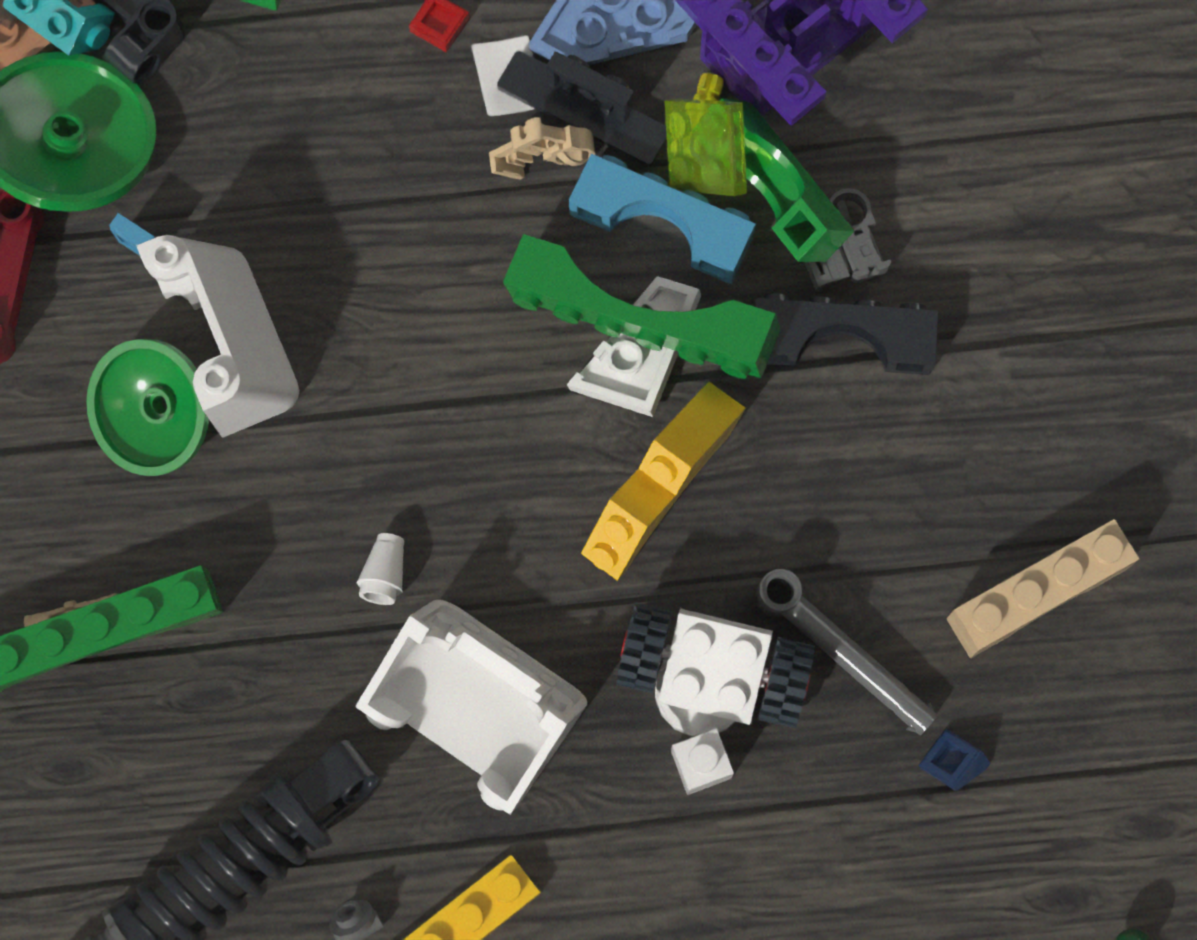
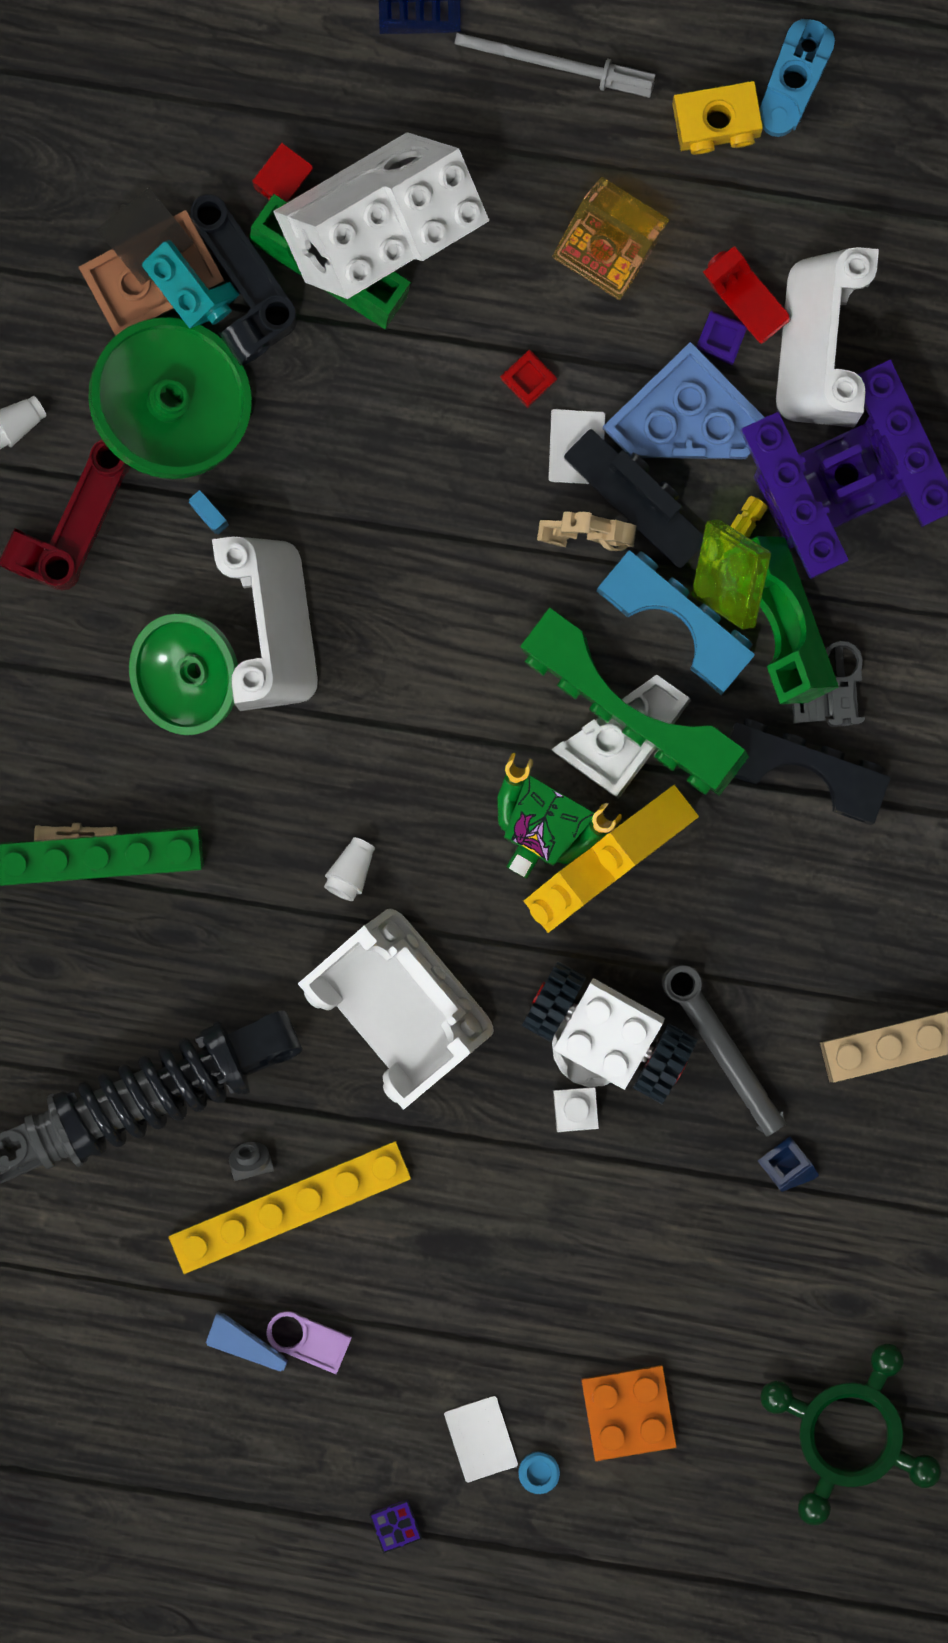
camera: 15 degrees right, 10 degrees up
(579, 459) = (545, 821): none -> green torso

